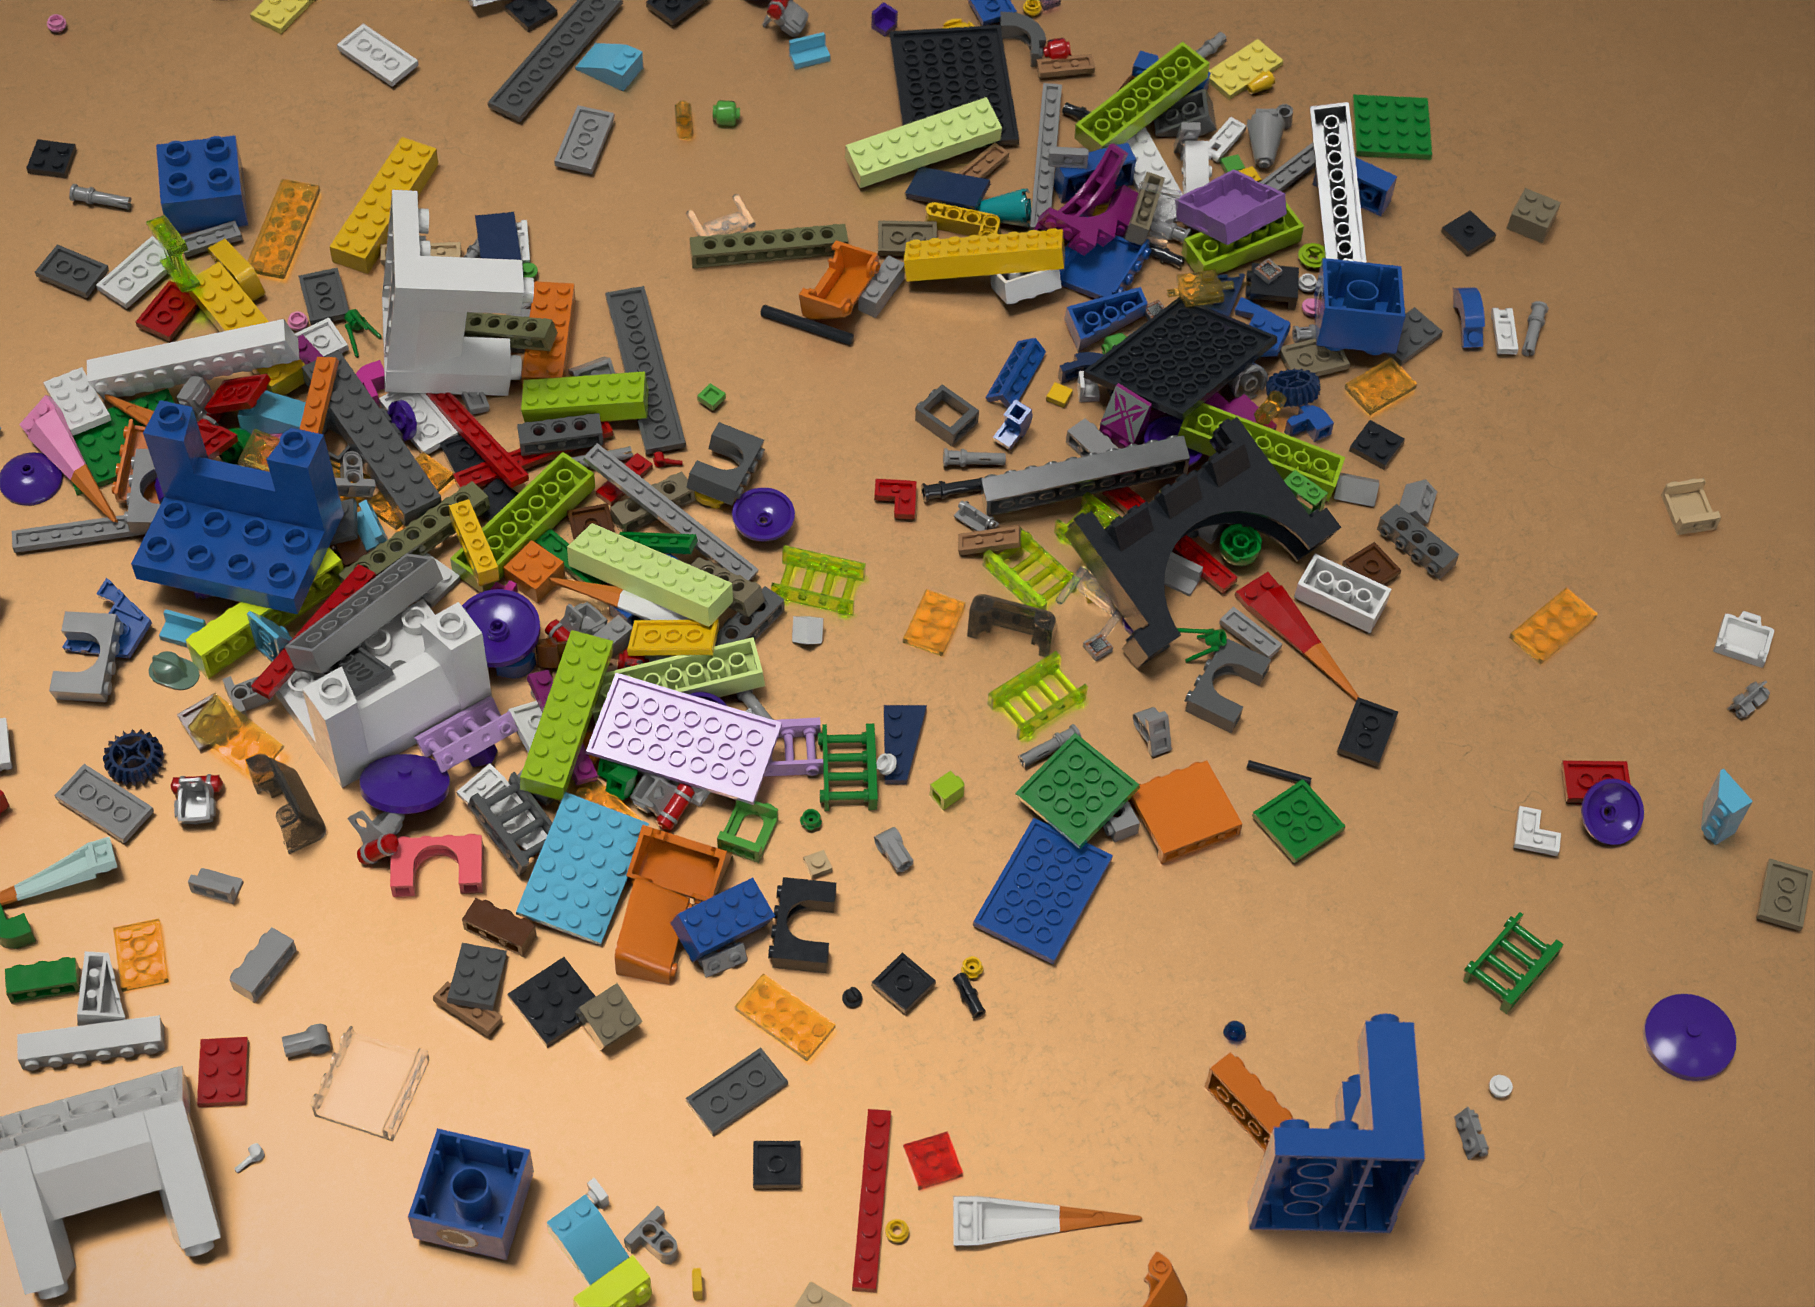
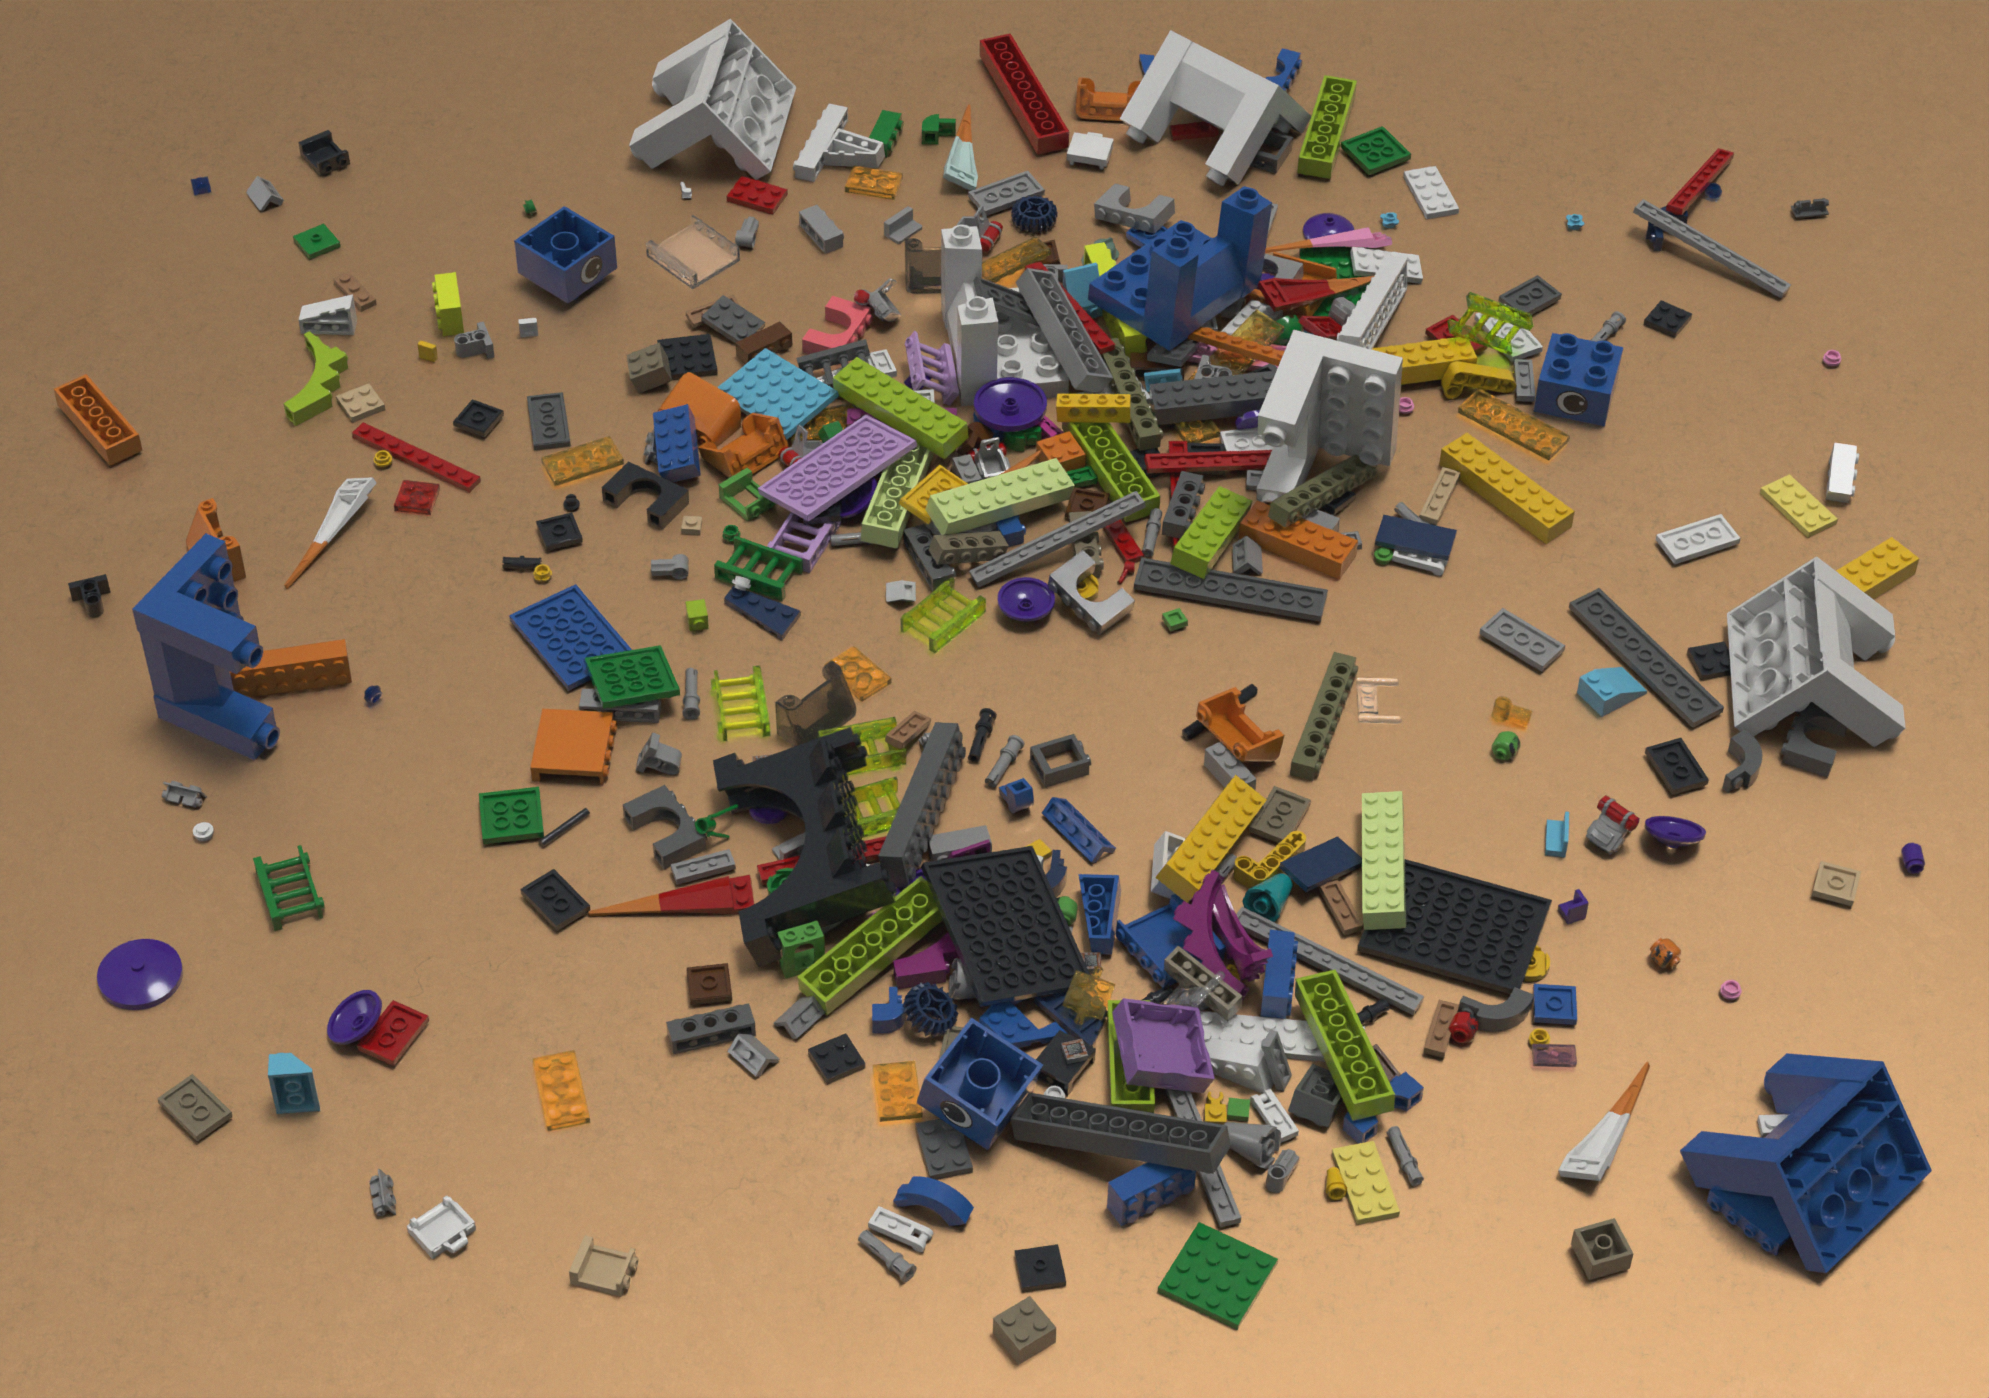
camera: 120 degrees right, 10 degrees down
(324, 295) = (1424, 426): dark grey plate -> none
(404, 784) = (908, 314): dark purple dish -> none
(586, 1239) = (501, 311): medium azure slope -> none
(664, 542) = (1039, 526): green plate -> none
(901, 492) = (997, 701): red plate -> none
(1067, 157) = (1291, 937): light grey panel -> none
(1270, 408) = (910, 966): clear yellow piece -> none
(1342, 593) = (693, 941): white brick -> none
(1530, 837) = (381, 959): white plate -> none

